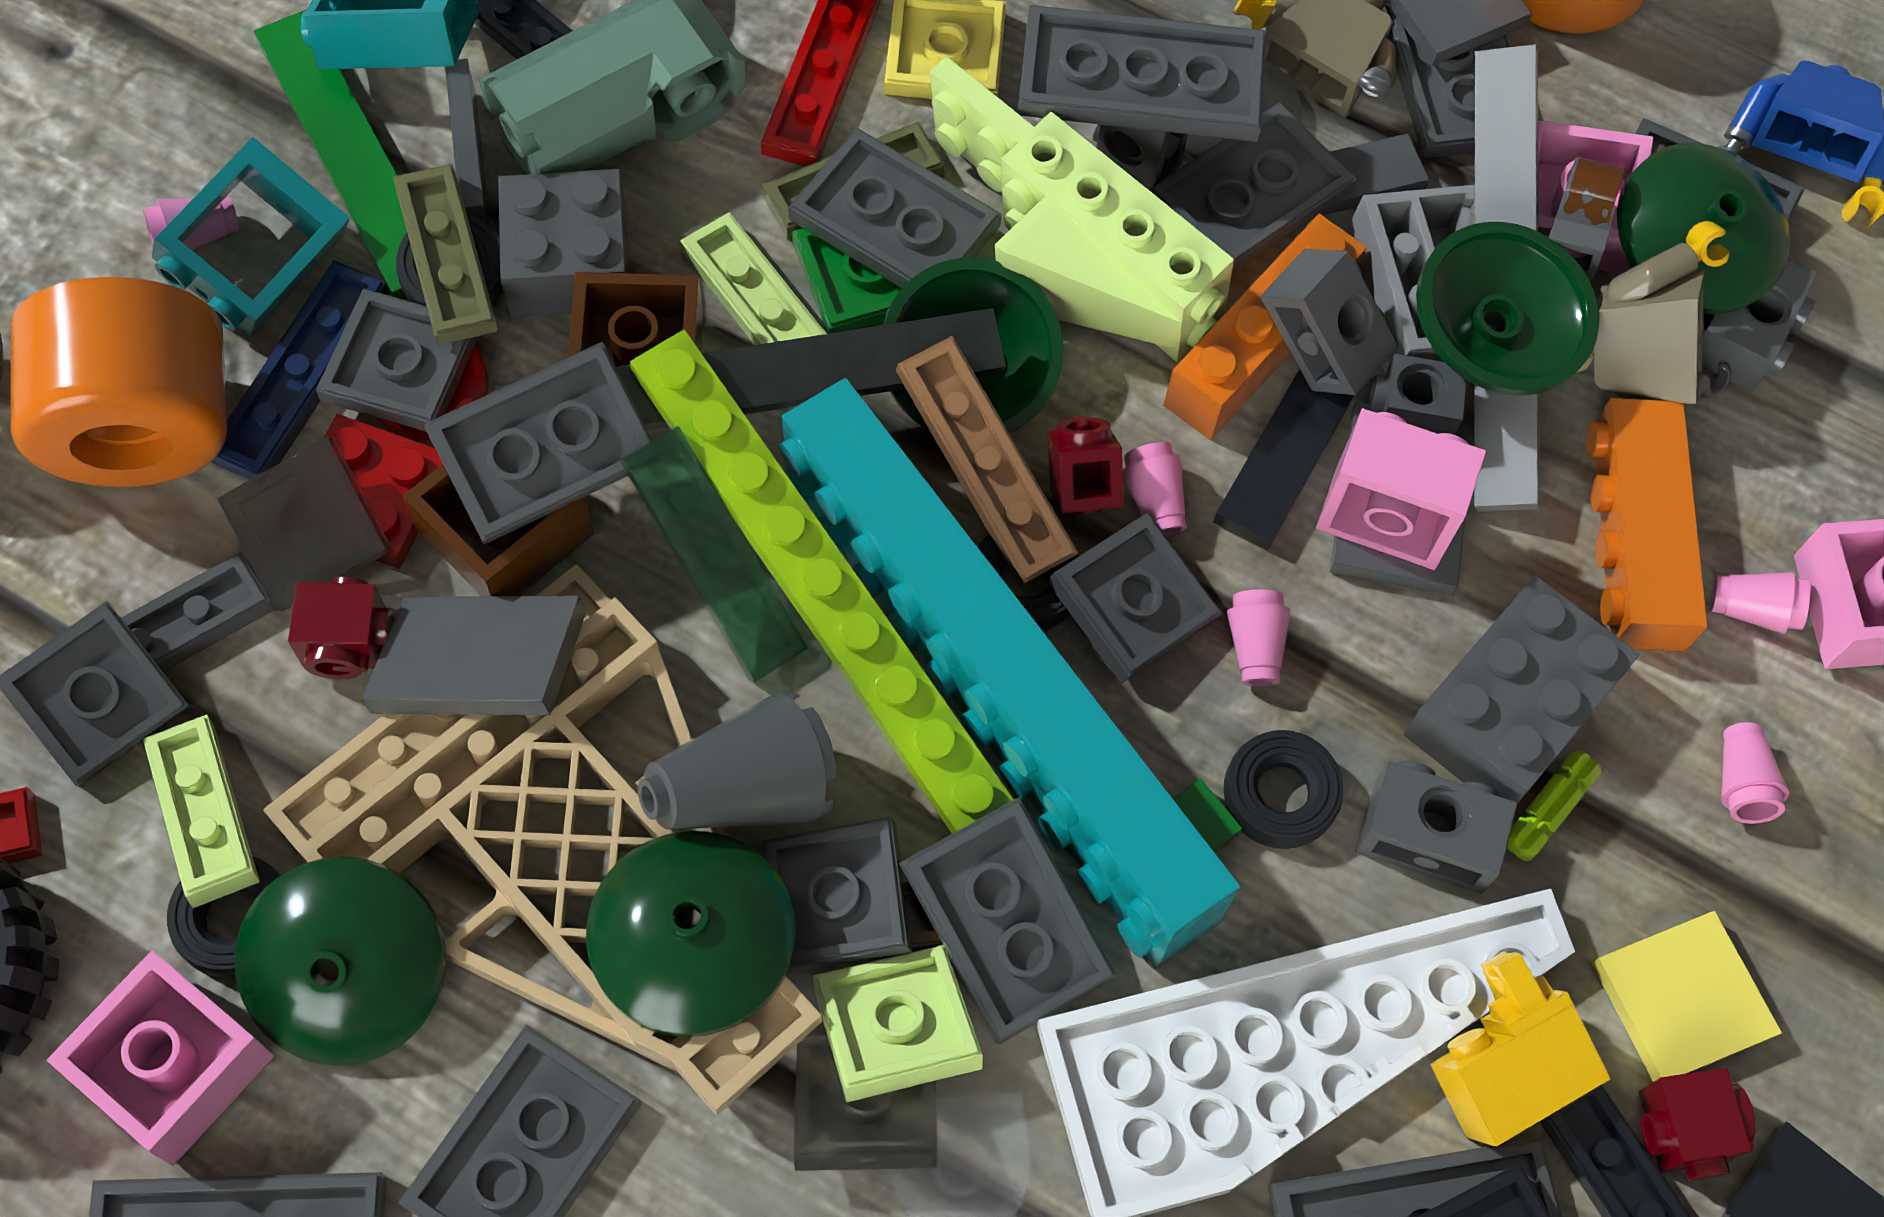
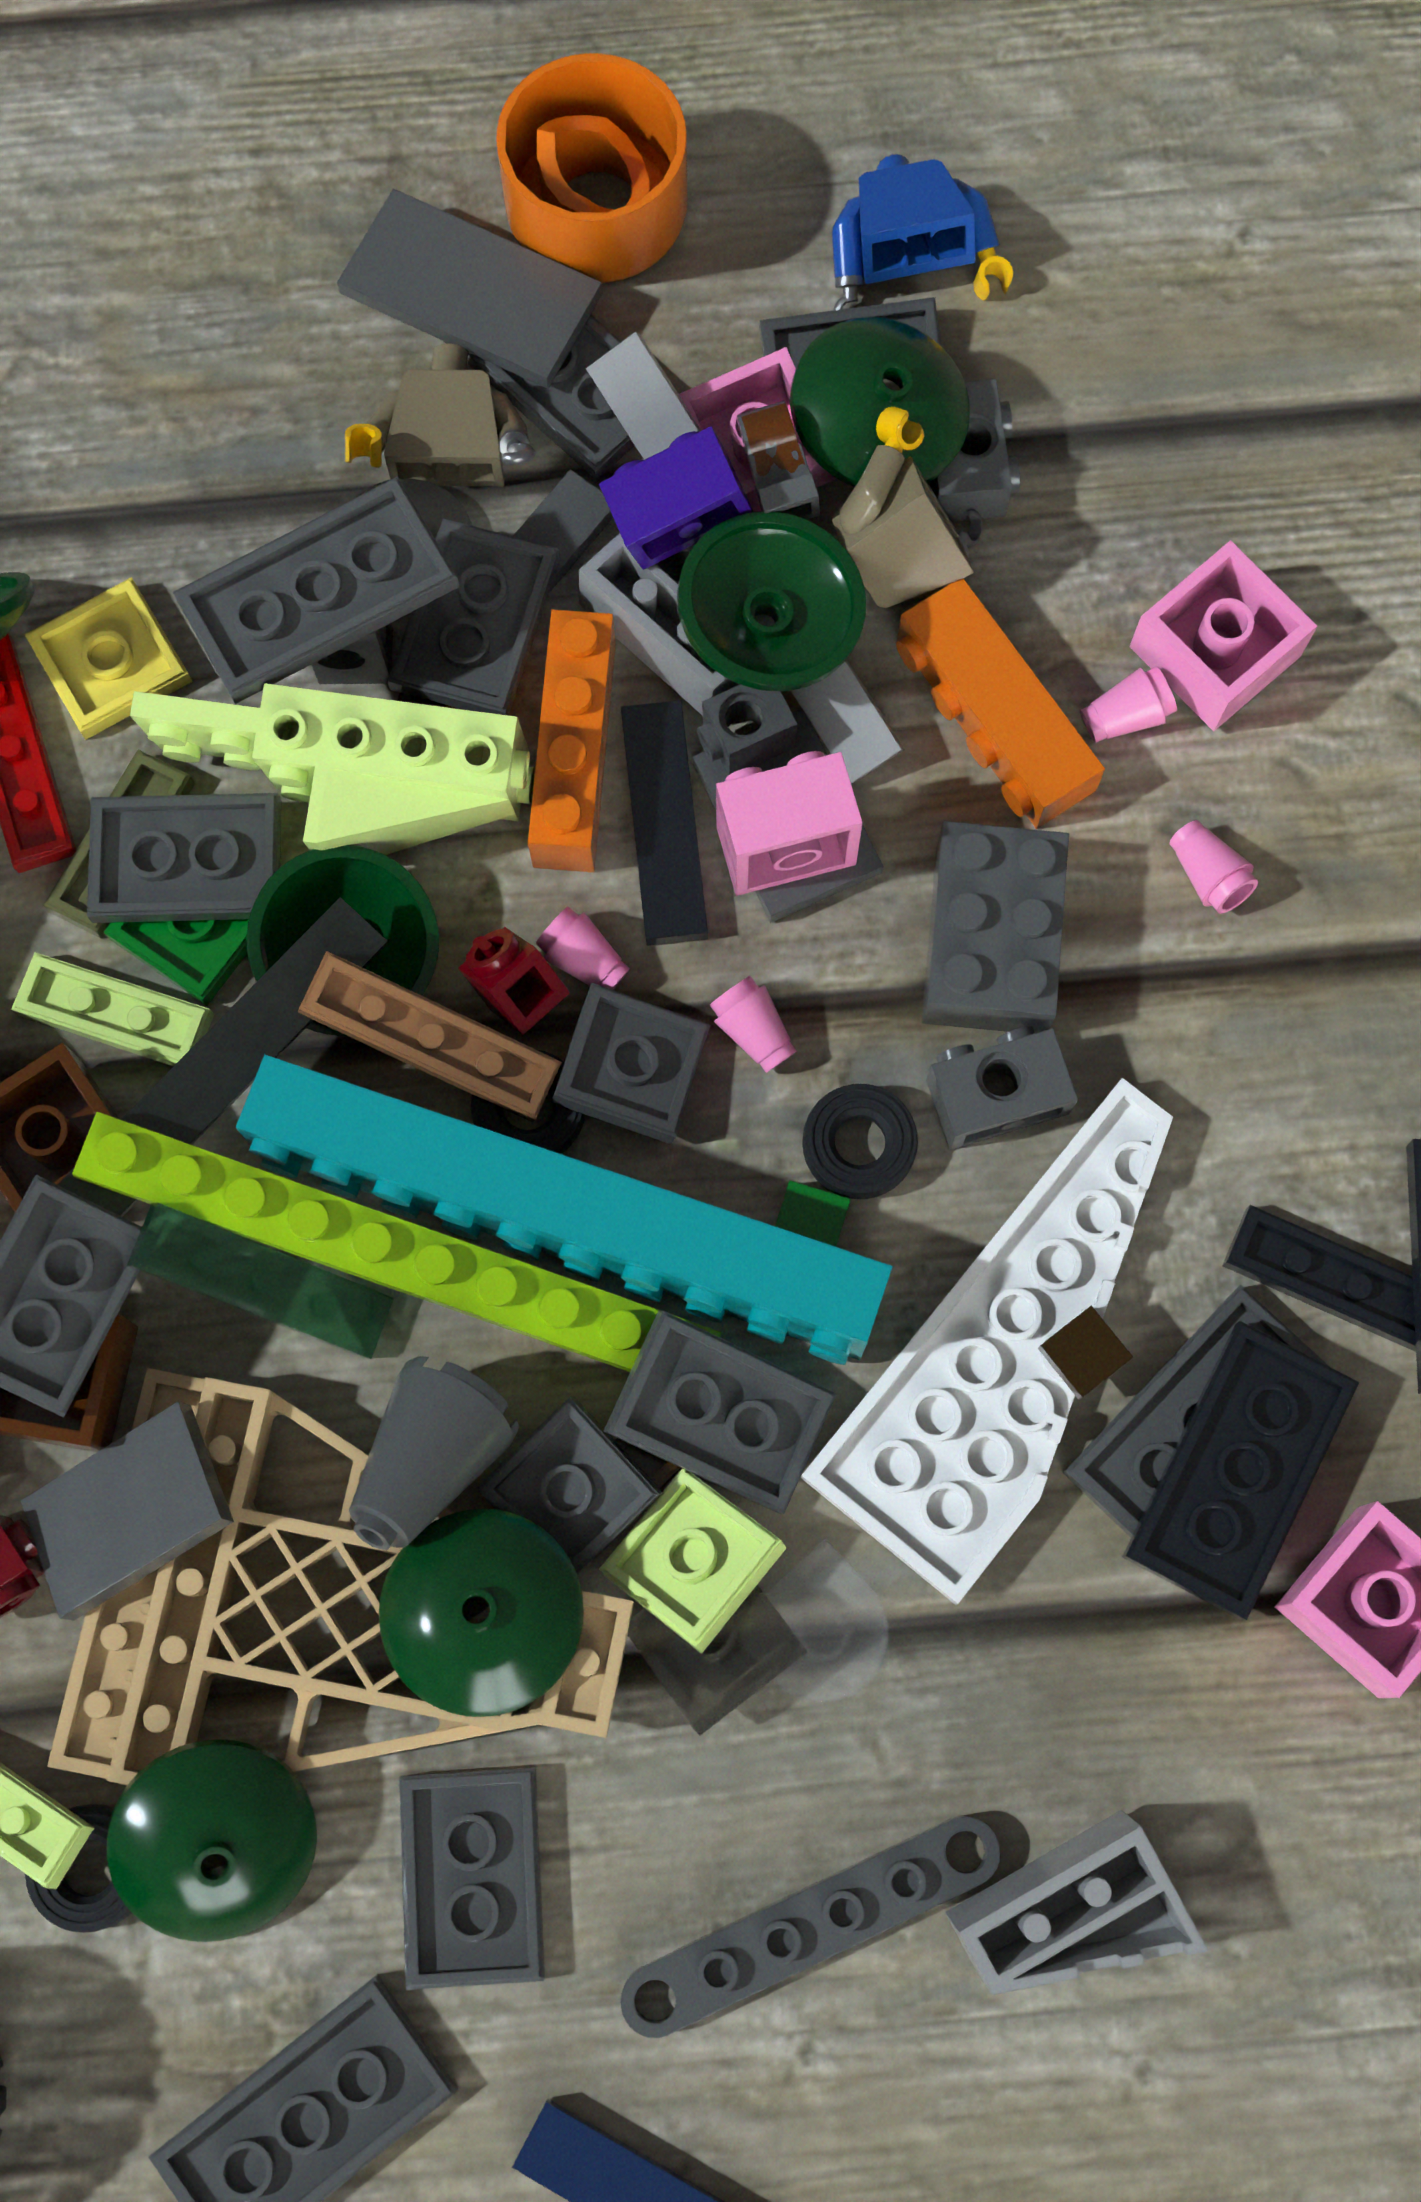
camera: 30 degrees left, 10 degrees up
(160, 1059) = (129, 2027): bright pink brick -> none
(1329, 321) = (629, 708): dark grey brick -> none
(1359, 1090) = (1085, 1352): none -> dark brown tile
(1481, 180) = (674, 496): none -> dark purple brick
(1525, 1059) = (1191, 1239): yellow hinge -> none
(1553, 805) = (1077, 1001): lime axle -> none
(1686, 997) = (1277, 1090): light yellow tile -> none
(1697, 1123) = (1349, 1189): dark red brick -> none

